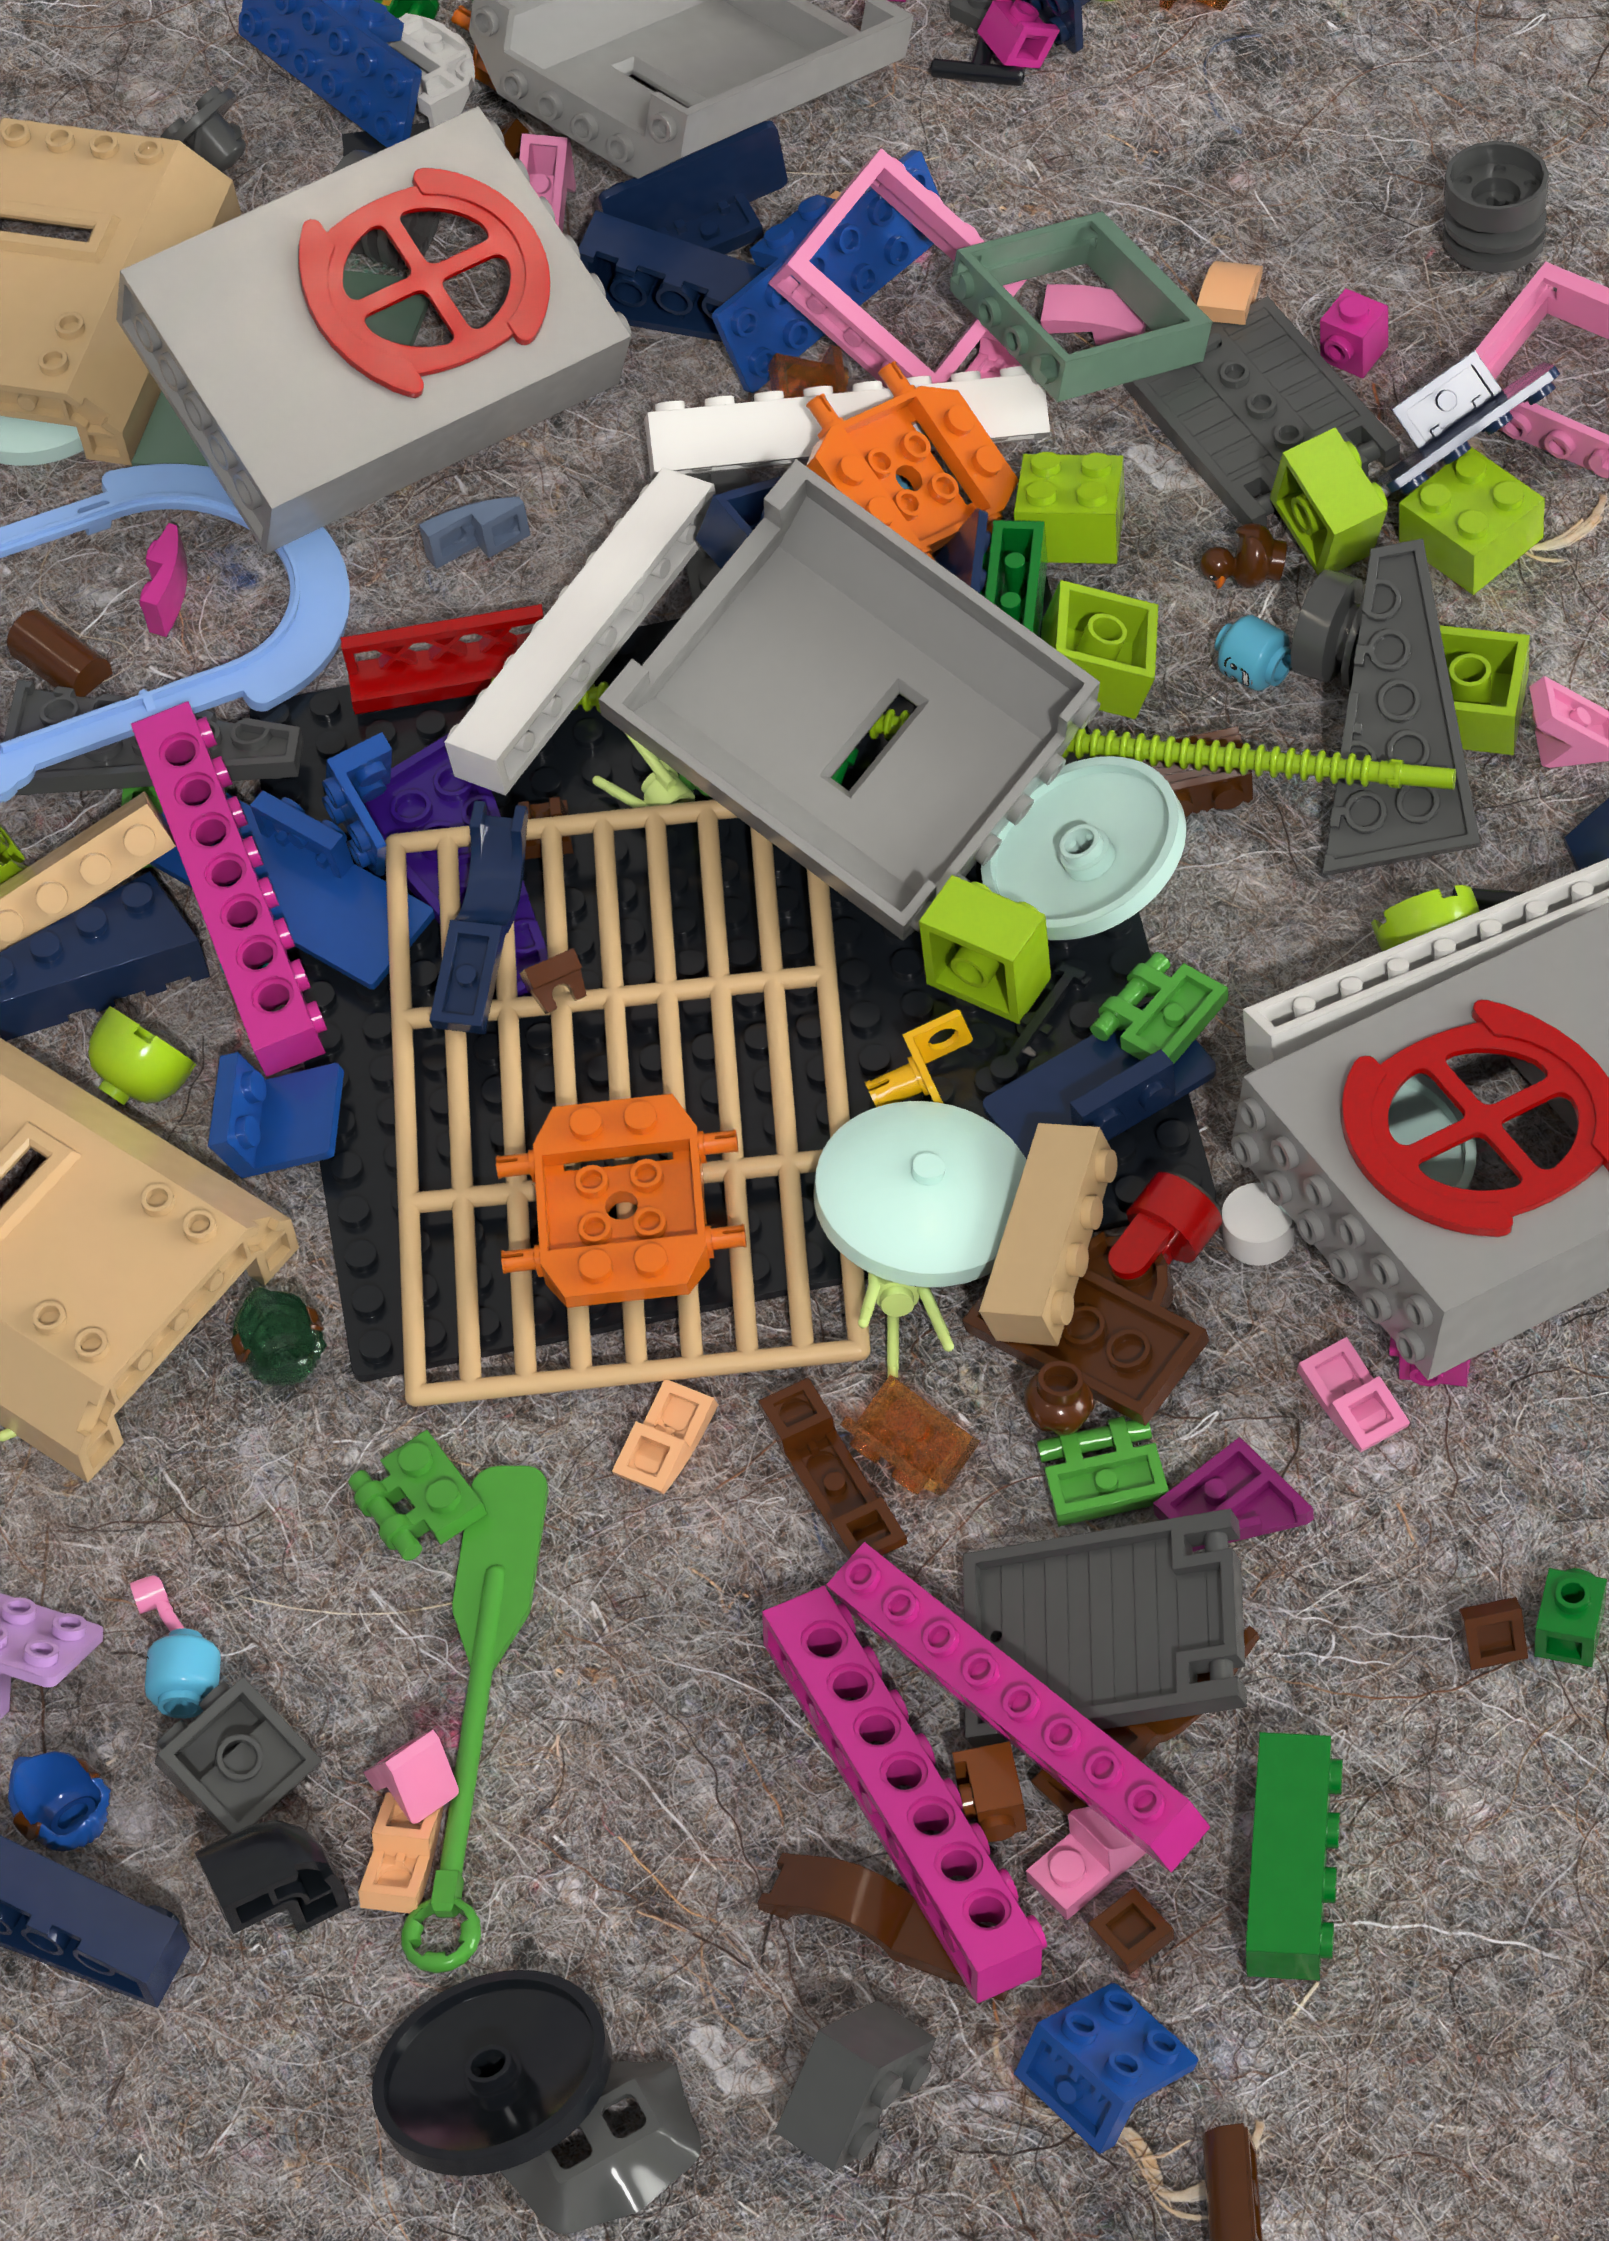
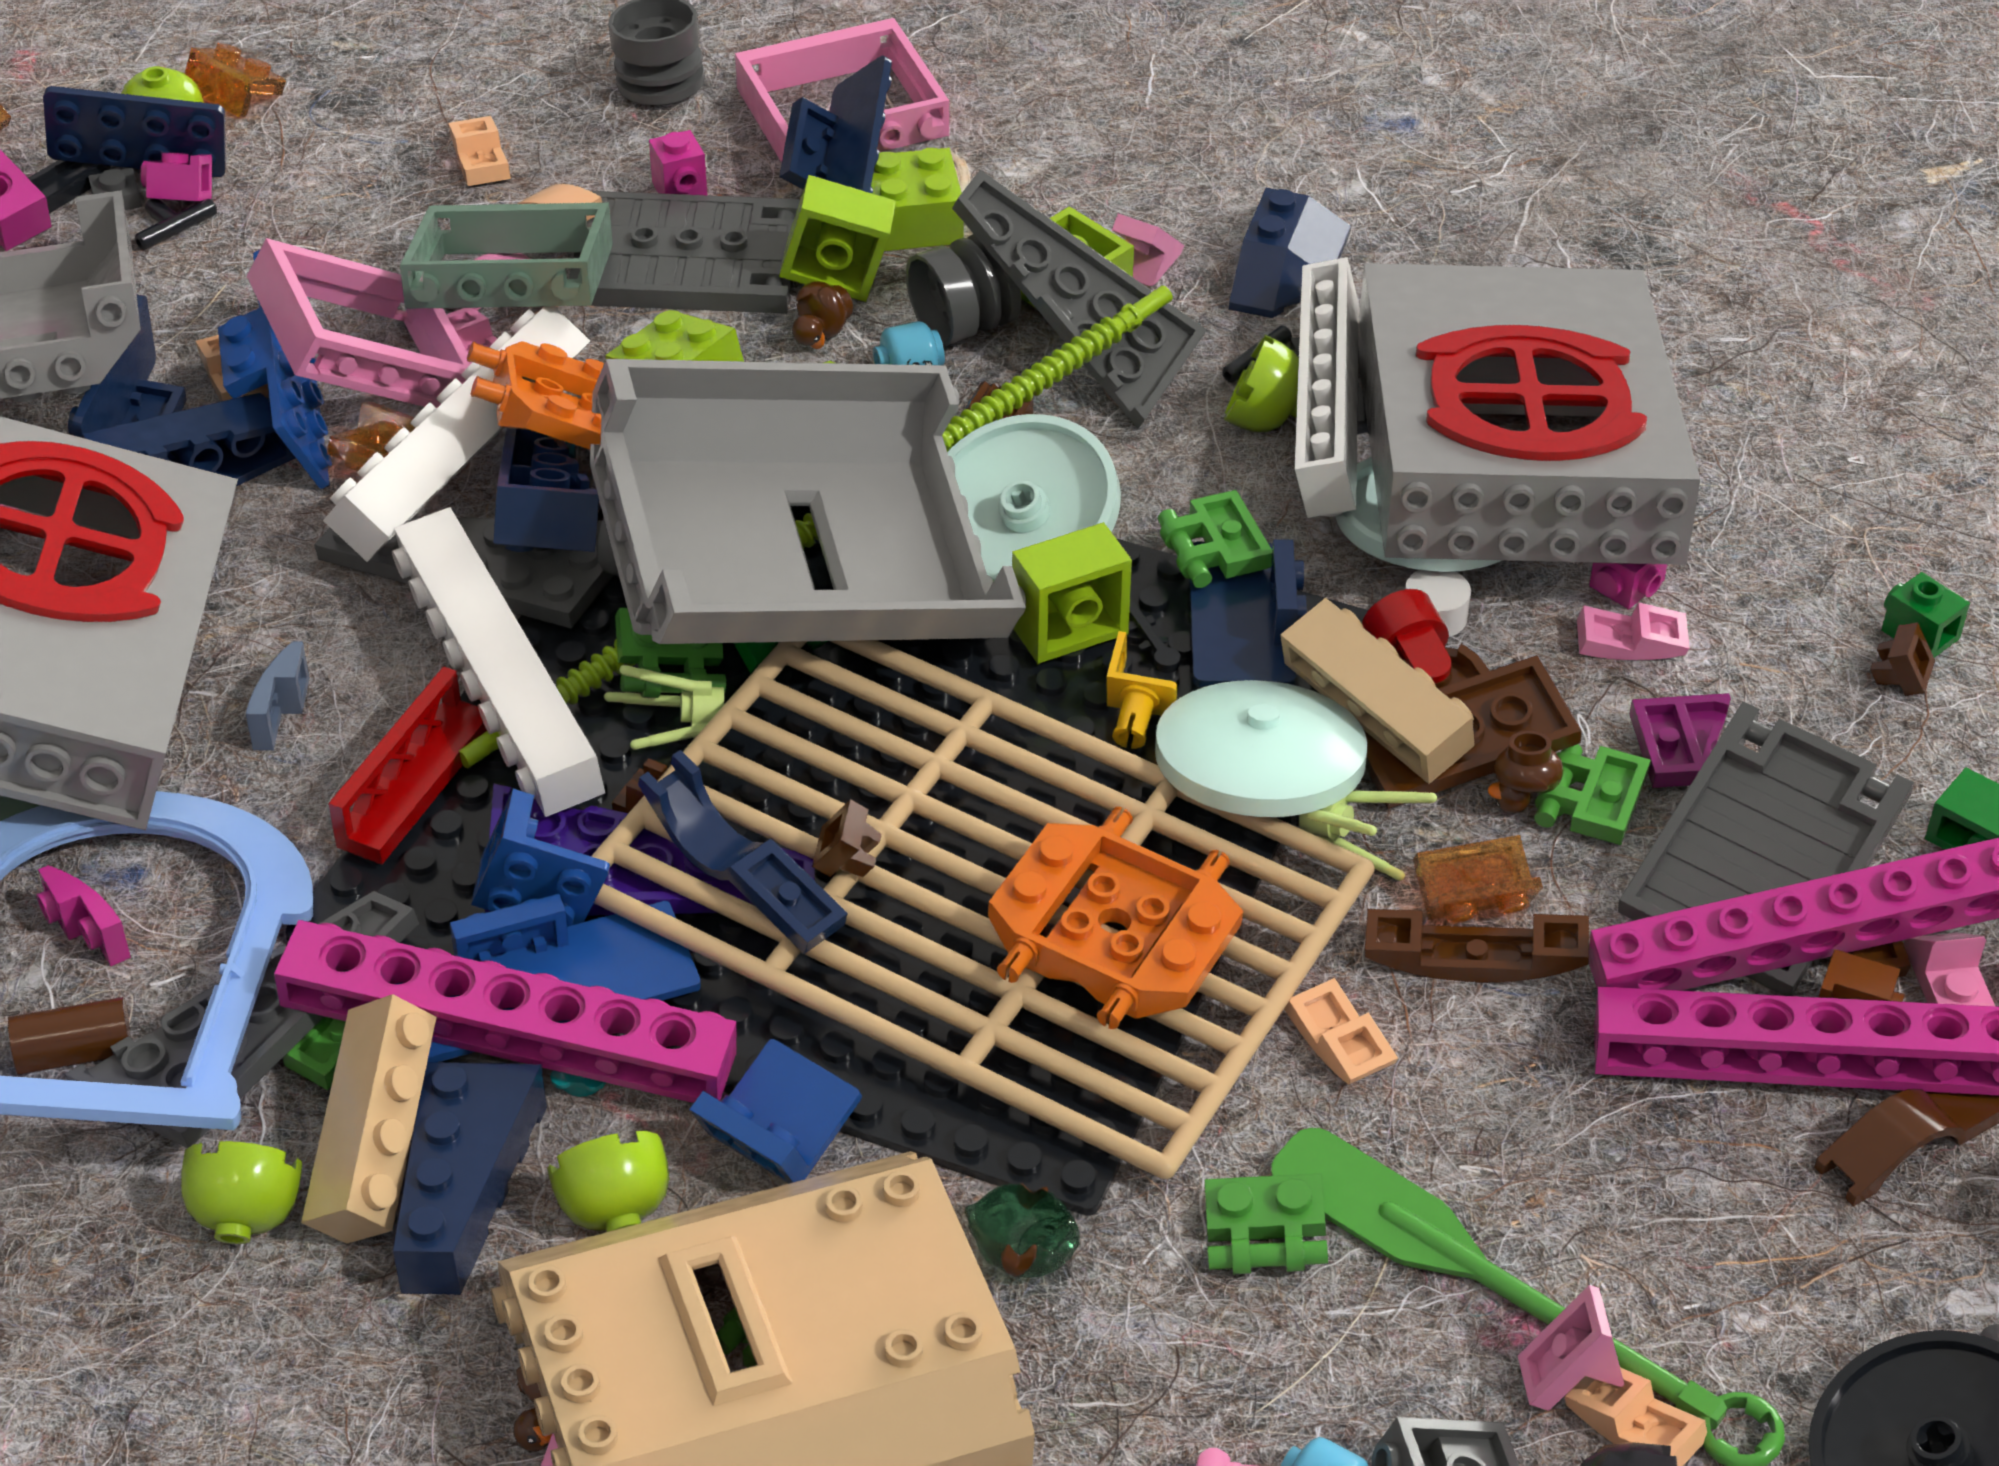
camera: 65 degrees left, 10 degrees down
(1266, 186) = (479, 151): none -> light nougat slope

